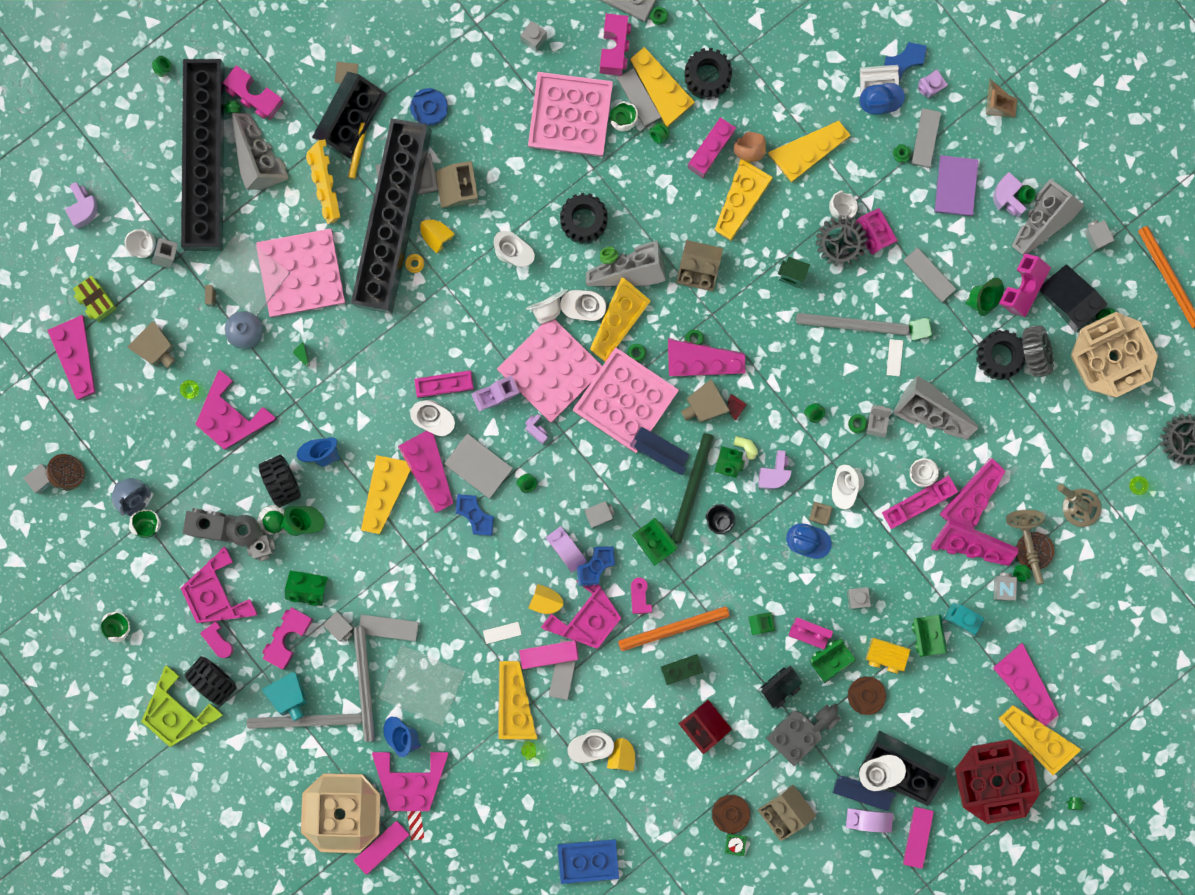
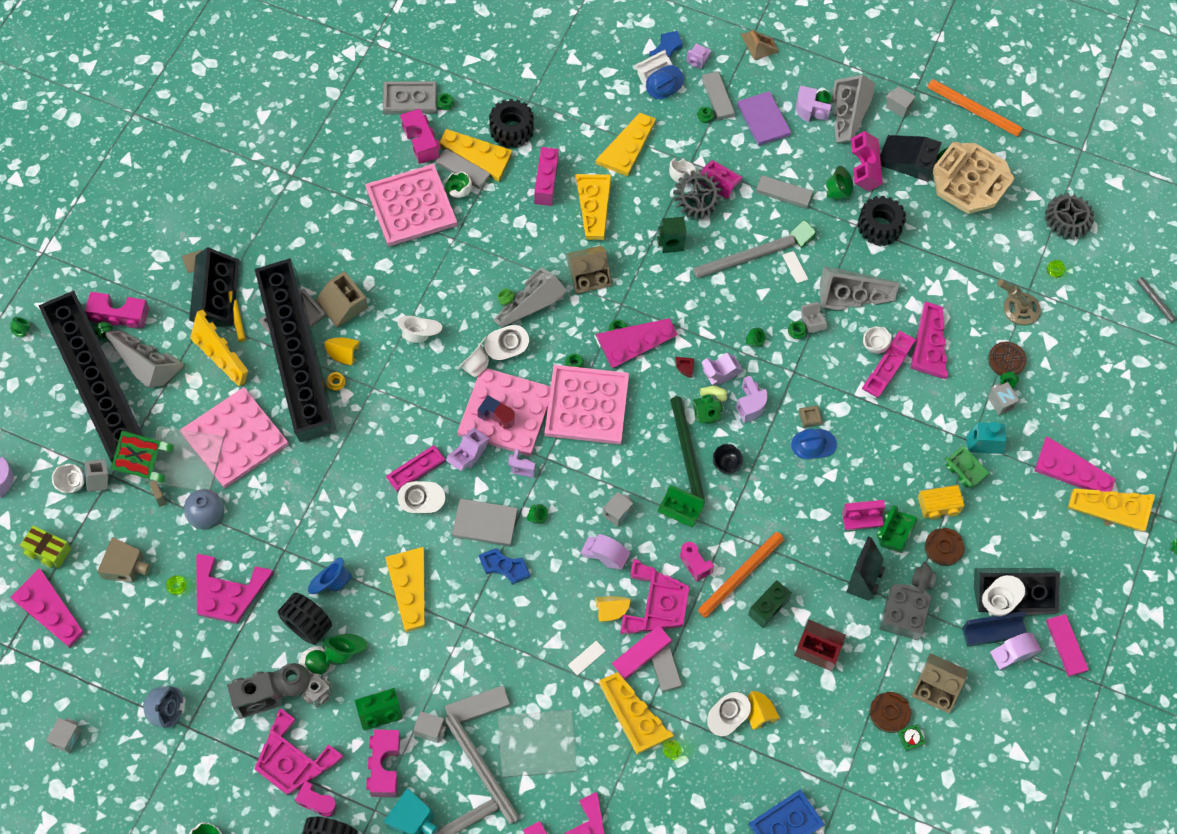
camera: 30 degrees left, 20 degrees down
(65, 472) = (86, 715): reddish brown tile -> none
(144, 523) = (189, 725): green hair -> none
(206, 255) = (138, 455): none -> flag
(301, 353) = (270, 504): green slope -> none
(400, 737) = (542, 798): blue piece -> none
(426, 465) = (435, 542): dark pink wing -> none
(429, 107) = (283, 249): blue tile -> none
(533, 36) = (347, 159): light grey brick -> none
(538, 368) = (496, 411): none -> leg
(583, 202) = (466, 263): black tyre -> none
(601, 559) = (639, 558): blue tile -> none
(619, 318) = (544, 339): yellow wing -> none
(659, 133) = (495, 186): green tile -> none
(660, 450) = (641, 430): dark blue panel -> none
(705, 404) = (659, 373): dark tan torso -> none
(750, 147) = (579, 160): nougat hair -> none
(761, 623) = (815, 532): green slope -> none
(764, 429) = (722, 369): none -> lavender brick
(846, 486) = (819, 381): white piece -> none
(858, 598) = (886, 466): light grey brick -> none
(966, 540) = (953, 375): dark pink wing -> none
(1018, 783) = (1109, 538): dark red piece -> none
(1025, 519) = (986, 337): dark tan dish -> none
(1038, 351) = (910, 200): dark grey gear -> none

